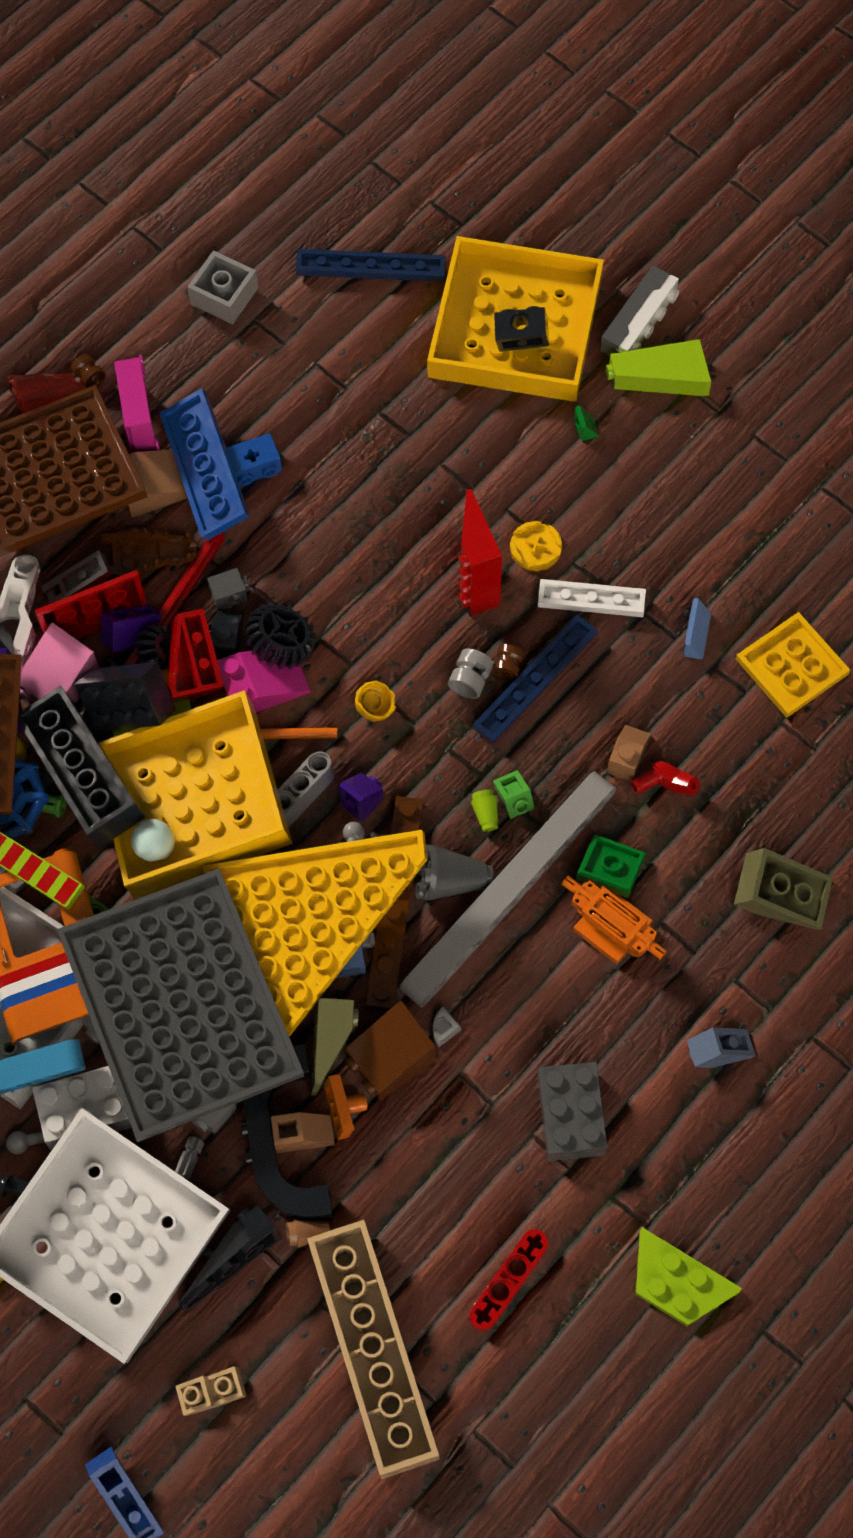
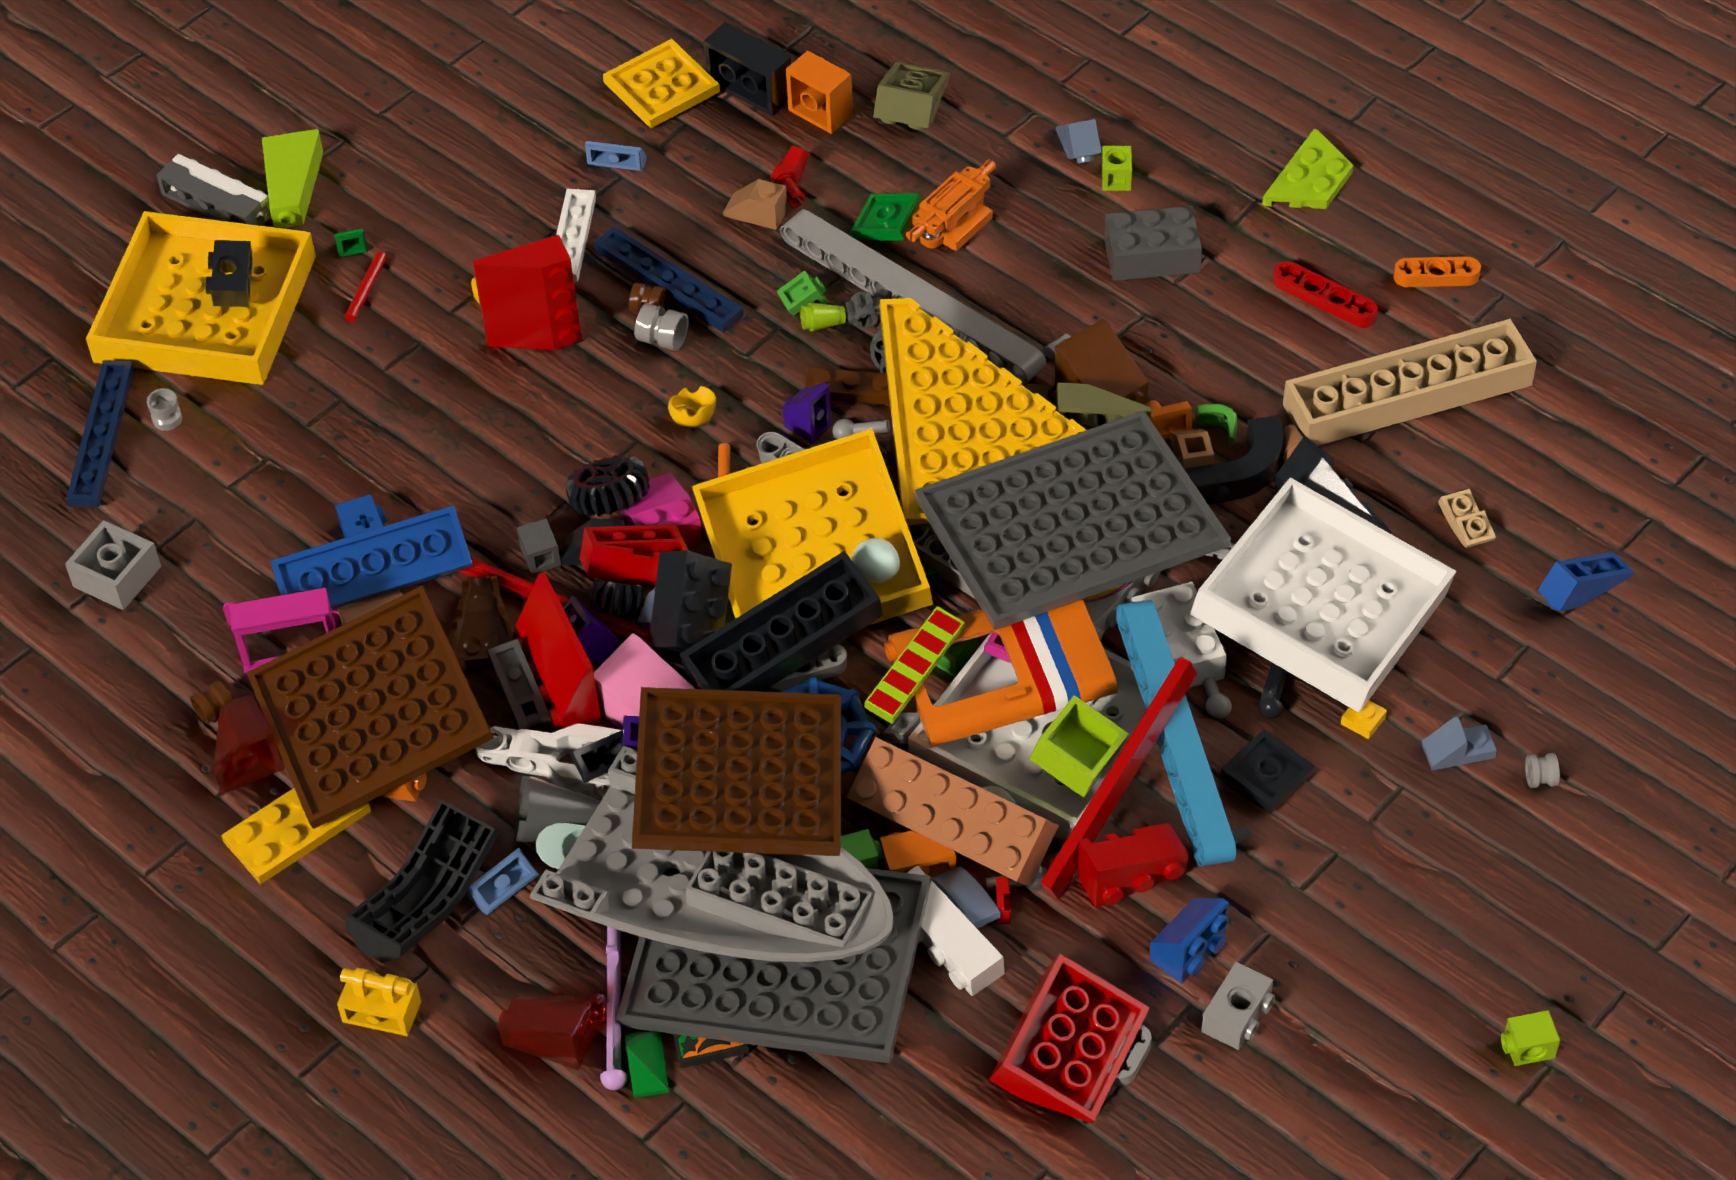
camera: 90 degrees left, 15 degrees down
(347, 1164) = (1218, 416): none -> bright green hair
(391, 305) = (164, 409): none -> light grey wheel
(488, 844) = (863, 310): none -> dark grey gear
(535, 441) = (365, 286): none -> red bar
(546, 1422) = (1427, 279): none -> orange beam
(668, 1088) = (1116, 168): none -> lime brick
(769, 800) = (819, 92): none -> orange brick
(800, 736) = (747, 68): none -> black brick

